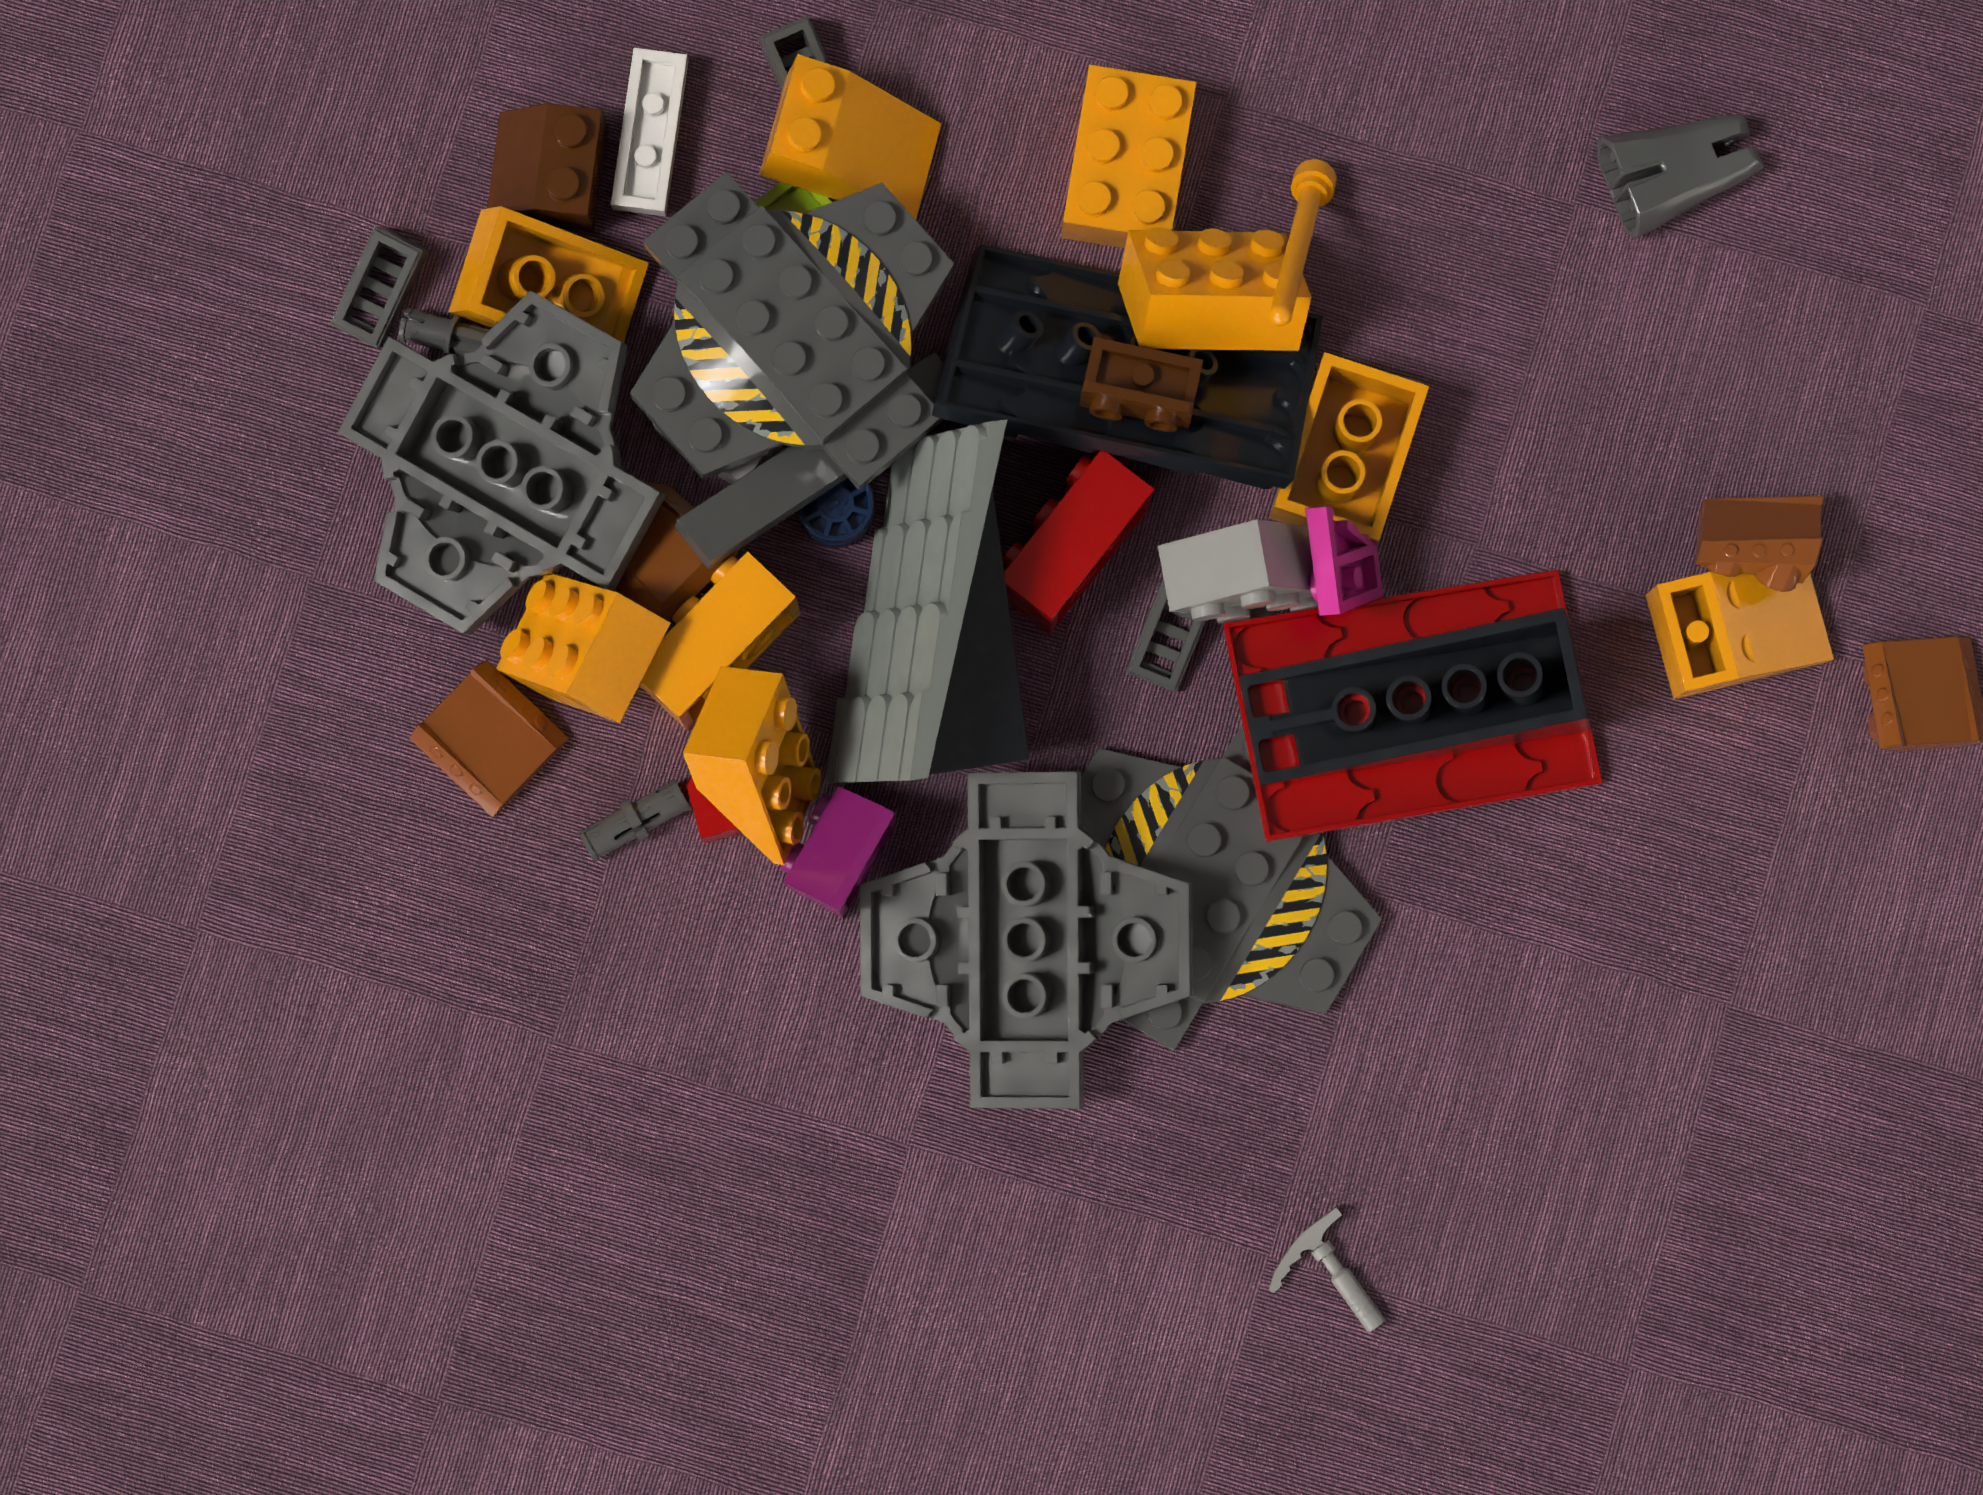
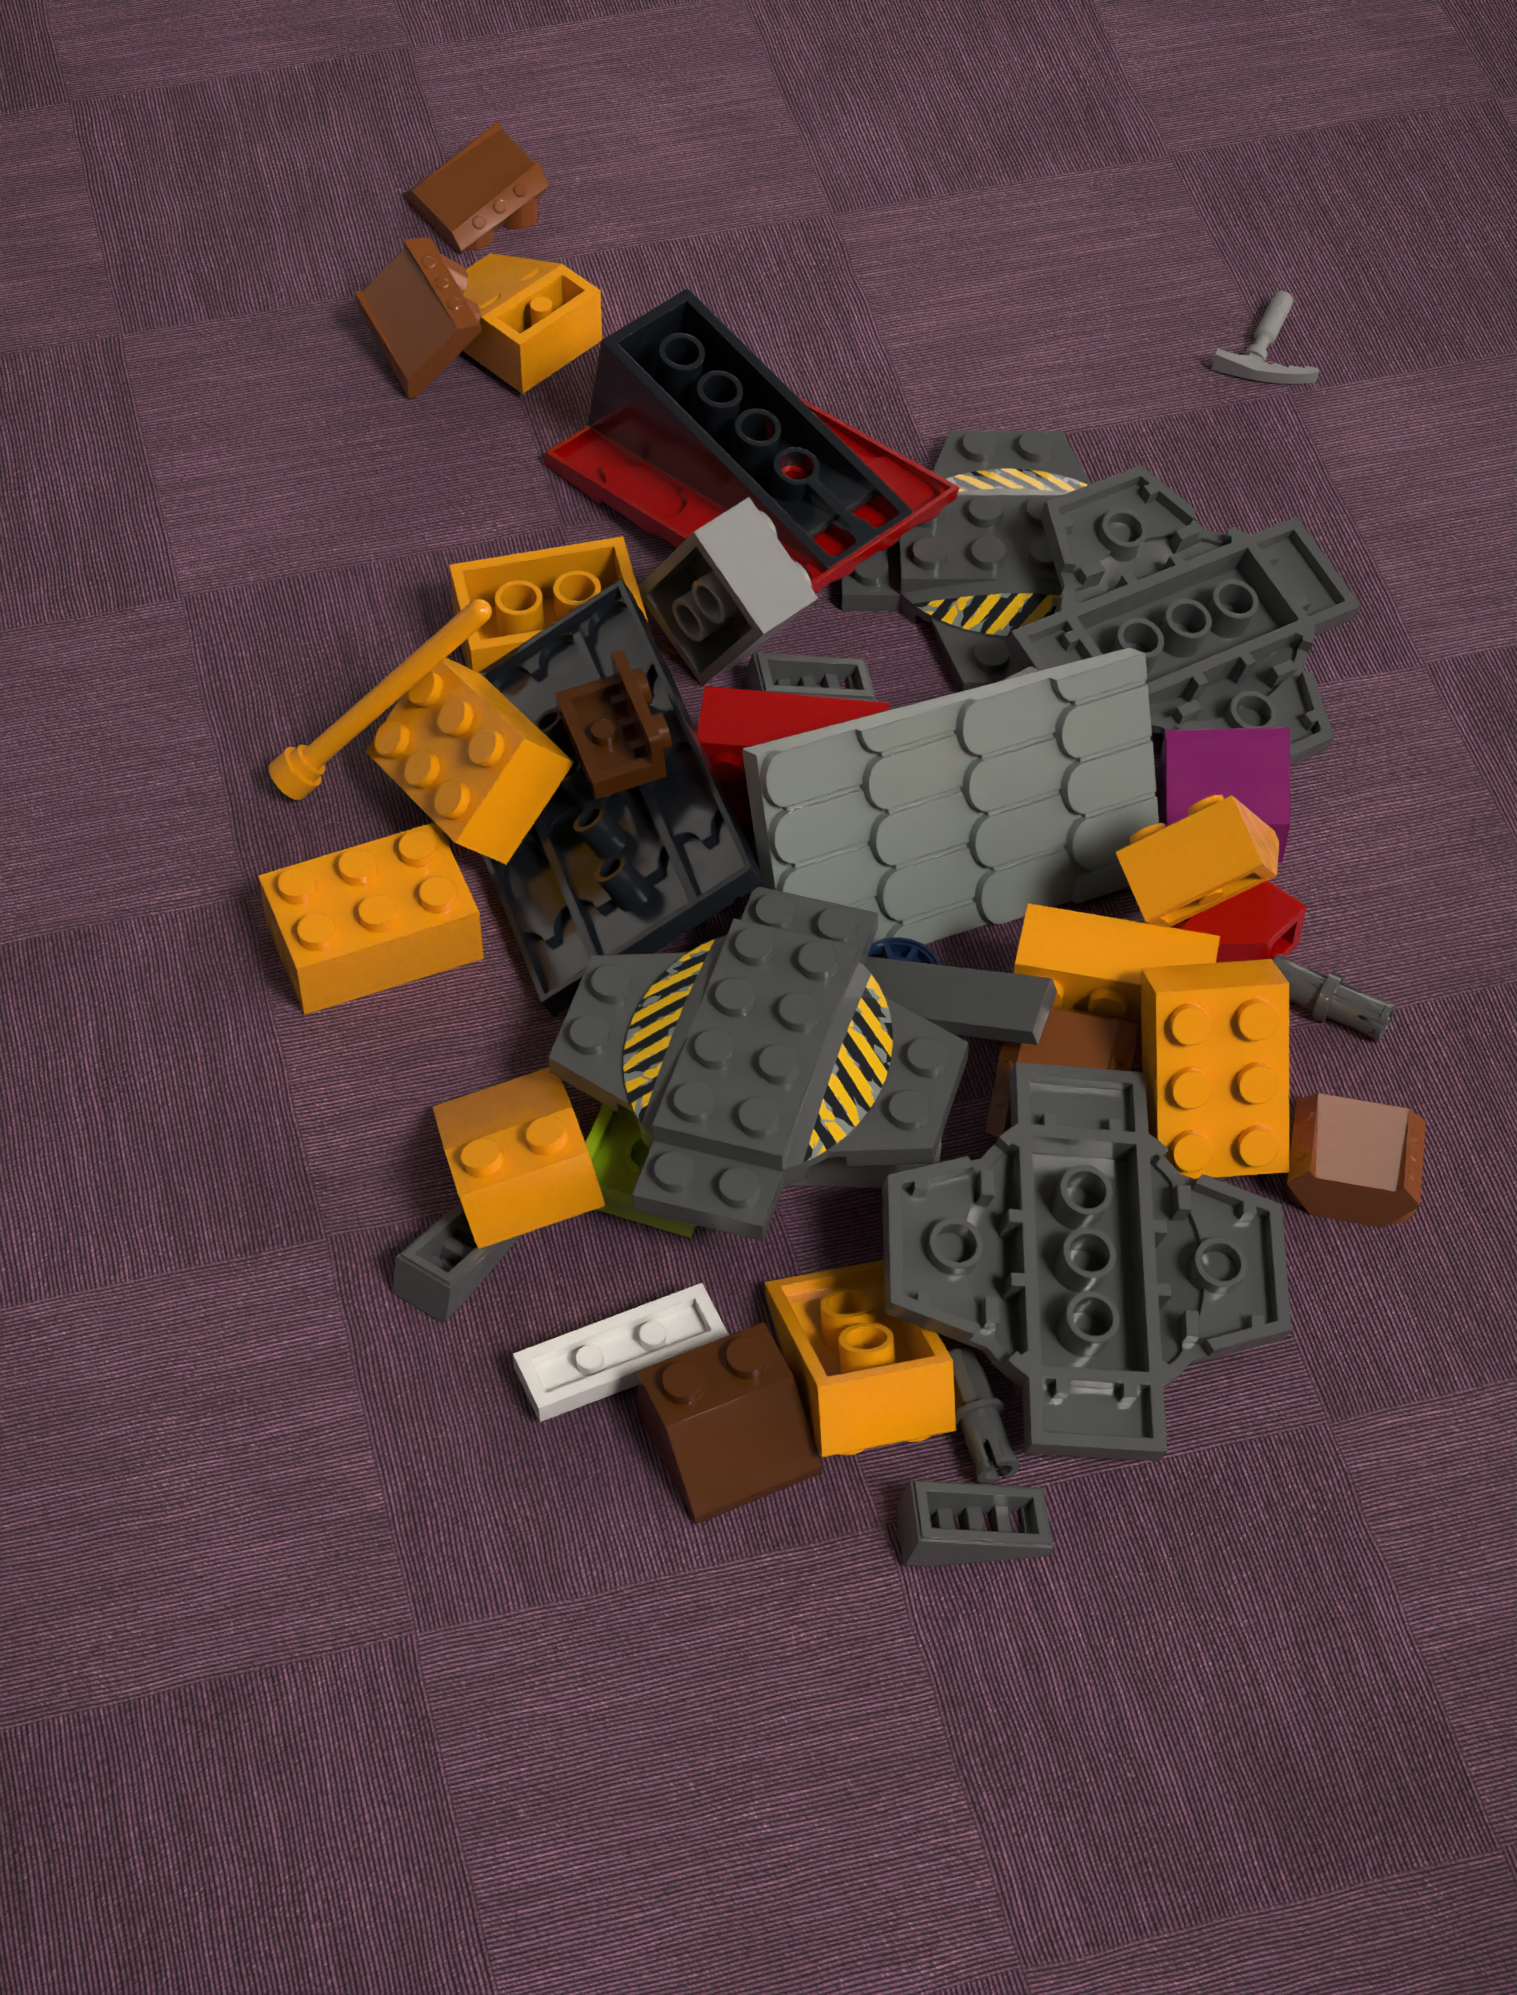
camera: 120 degrees left, 30 degrees down
(1343, 563) = (665, 529): dark pink wing -> none
(1673, 168) = (107, 530): dark grey piece -> none

